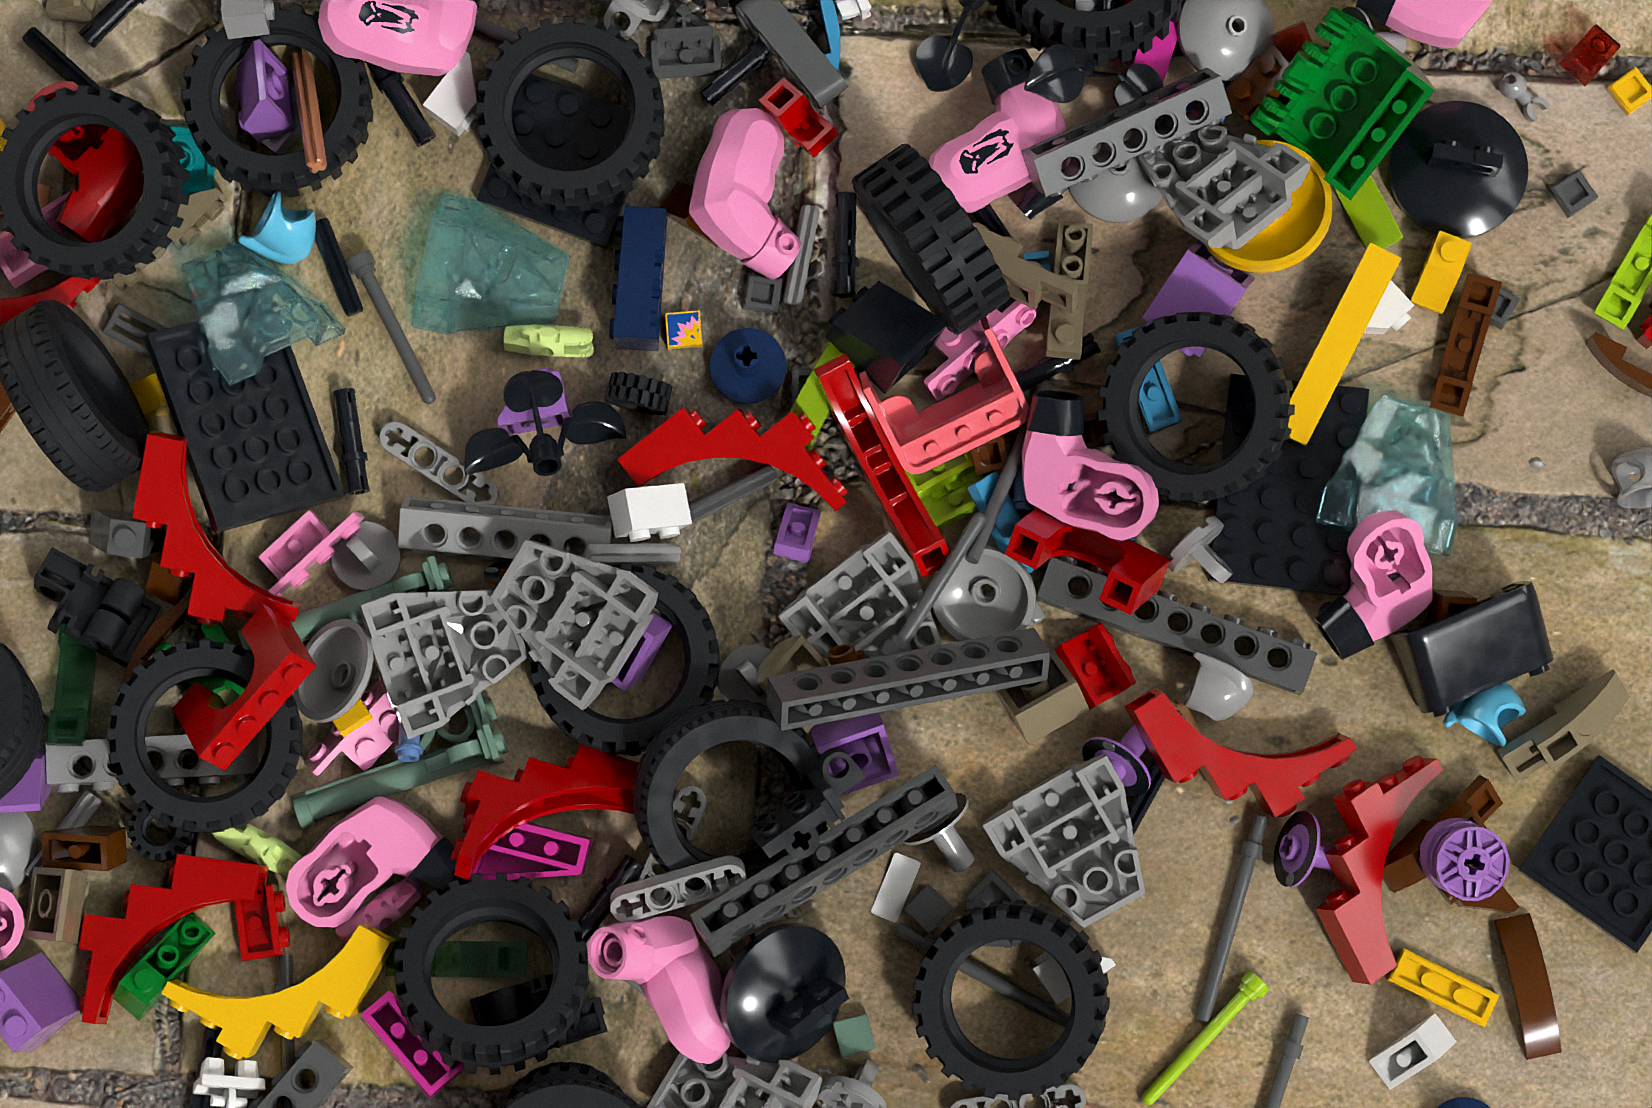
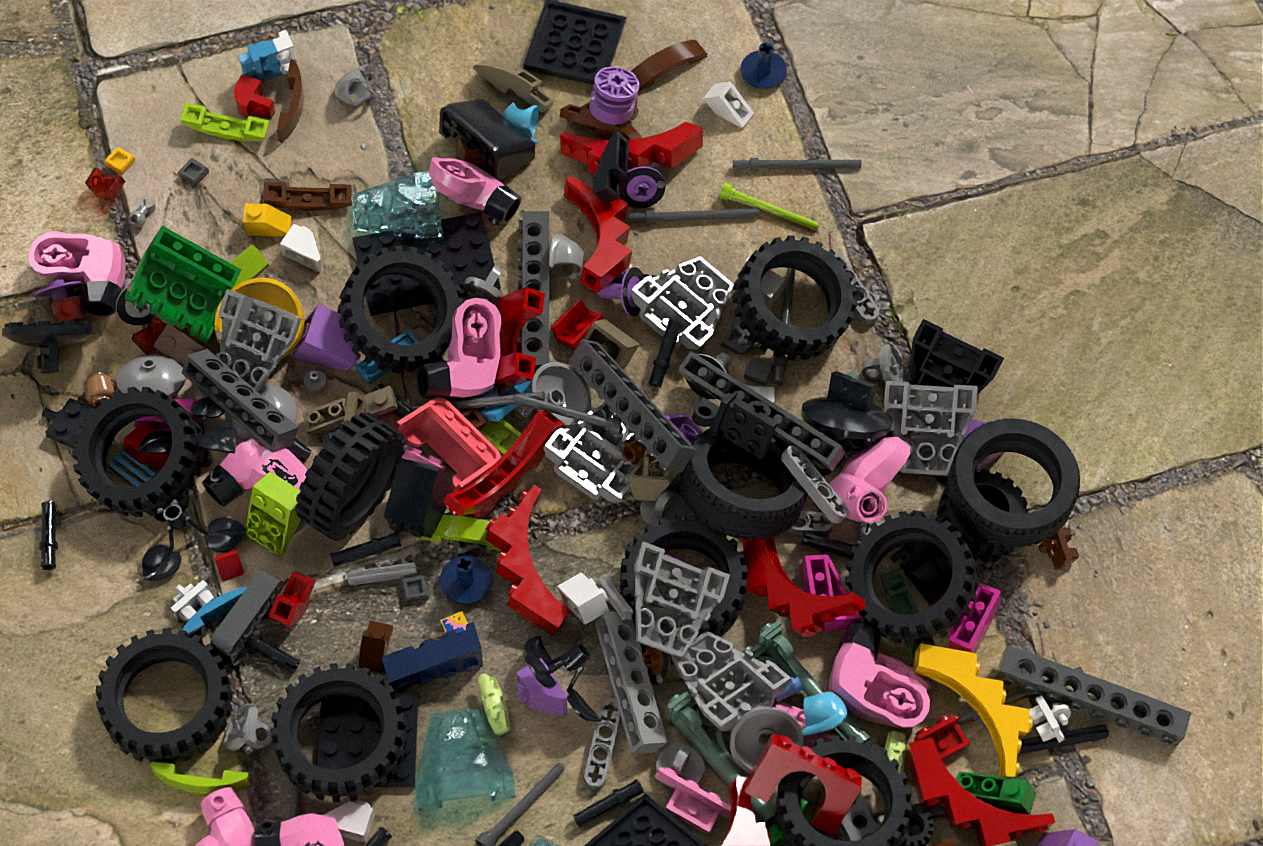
camera: 115 degrees left, 20 degrees down
(344, 765) = (823, 713): none -> medium azure piece
(638, 393) = (510, 632): black tyre -> none
(685, 47) = (263, 689): dark grey slope -> none
(731, 492) = (549, 561): dark grey axle -> none
(734, 189) = (351, 615): bright pink piece -> none
(797, 532) = (563, 513): medium lavender slope -> none
(888, 54) = (229, 565): none -> red slope
(934, 127) = (272, 513): none -> lime slope
(986, 766) = (662, 361): none -> black pin
(1143, 268) = (315, 381): none -> light grey tile
(1331, 806) = (612, 169): none -> black slope
(1340, 340) = (316, 250): yellow tile -> none
(1443, 987) = (686, 100): yellow tile -> none
(1458, 169) = (206, 222): black bracket -> none

